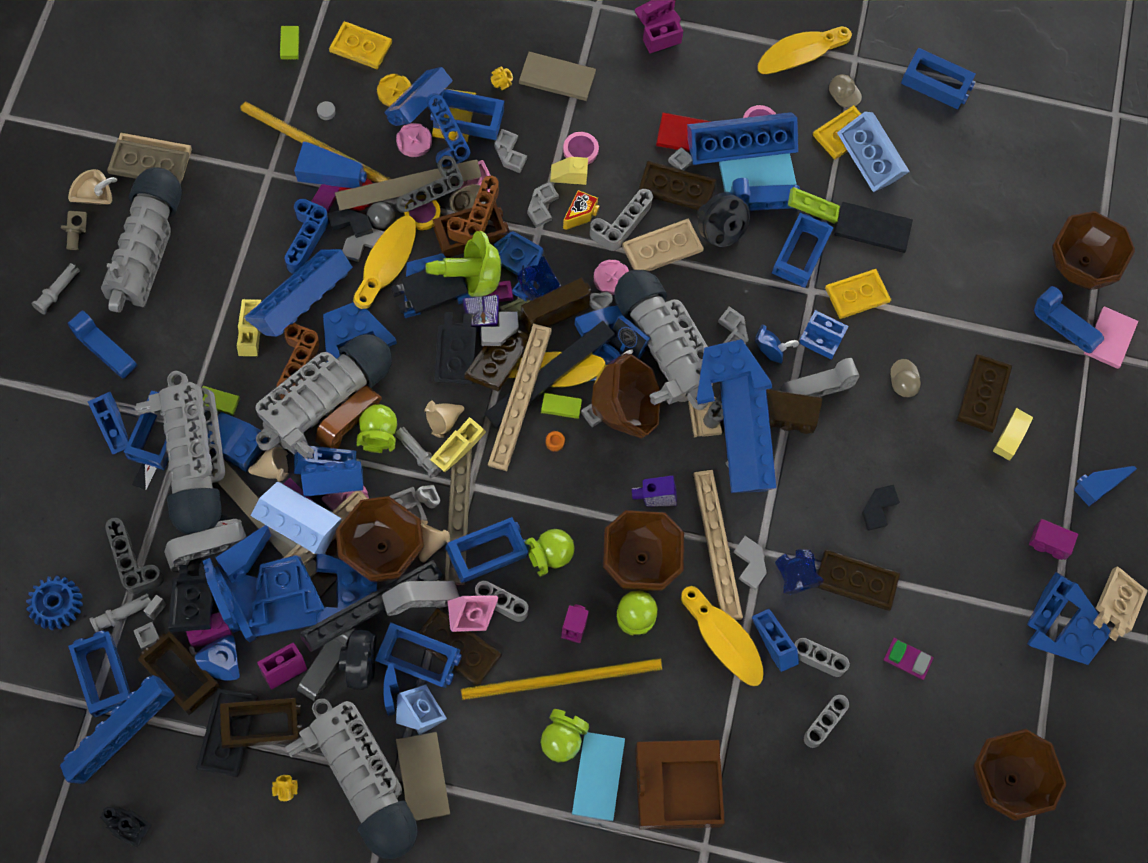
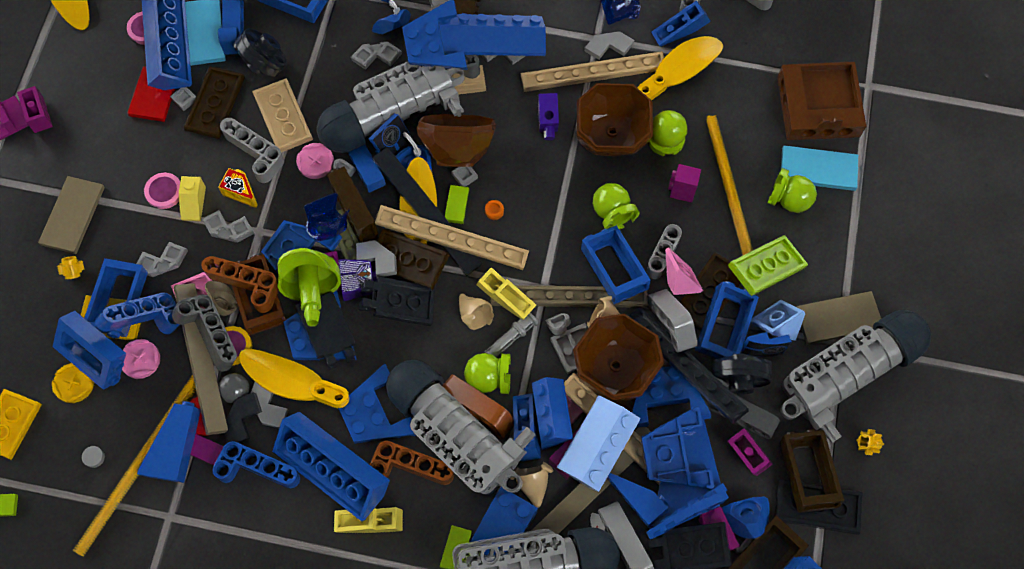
camera: 85 degrees left, 0 degrees up
(480, 703) = (767, 265): none -> lime tile

